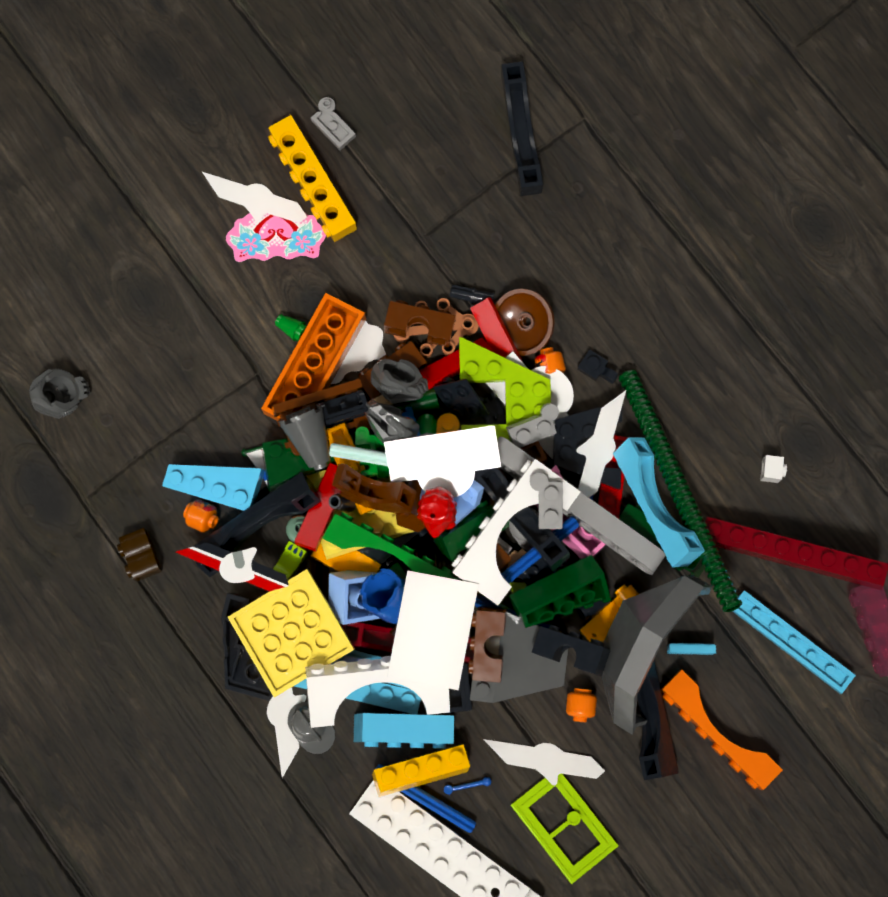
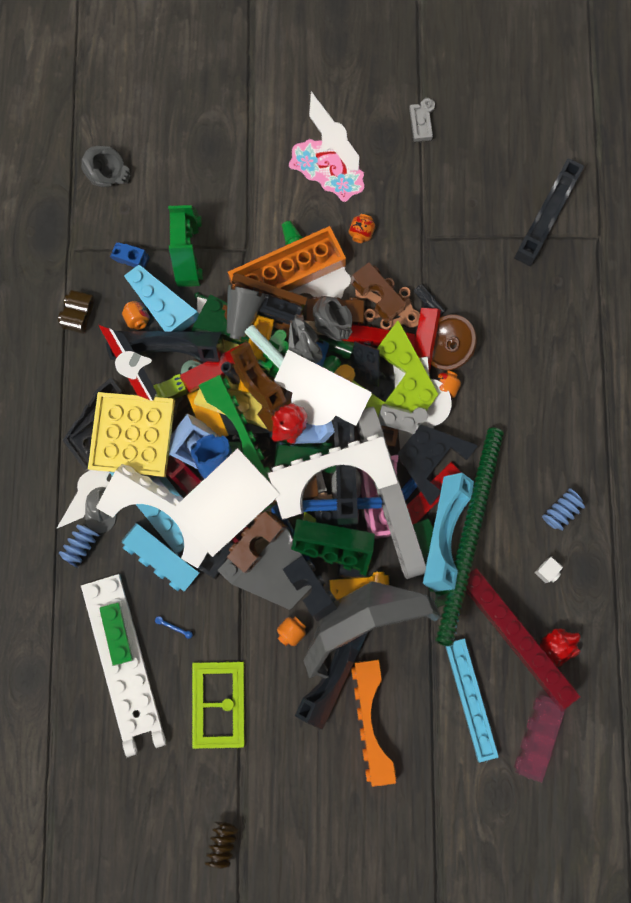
camera: 35 degrees right, 0 degrees up
(149, 462) = (129, 255): none -> blue leg
(207, 423) = (183, 224): none -> green wedge
(288, 130) = (384, 102): yellow brick -> none
(317, 777) = (78, 544): none -> medium blue piece
(355, 272) = (362, 228): none -> orange head
(419, 832) = (116, 634): none -> green plate
(420, 770) = (148, 593): yellow brick -> none
(439, 807) = (138, 614): blue axle -> none
(547, 760) = (240, 652): white sticker -> none
(549, 501) = (370, 473): light grey hinge -> none
(595, 366) = (478, 410): black plate -> none
(600, 446) = (437, 465): white sticker -> none
(698, 649) = (394, 649): medium azure tile -> none
(744, 402) = (563, 510): none -> medium blue piece
(835, 530) = (560, 646): none -> red animal

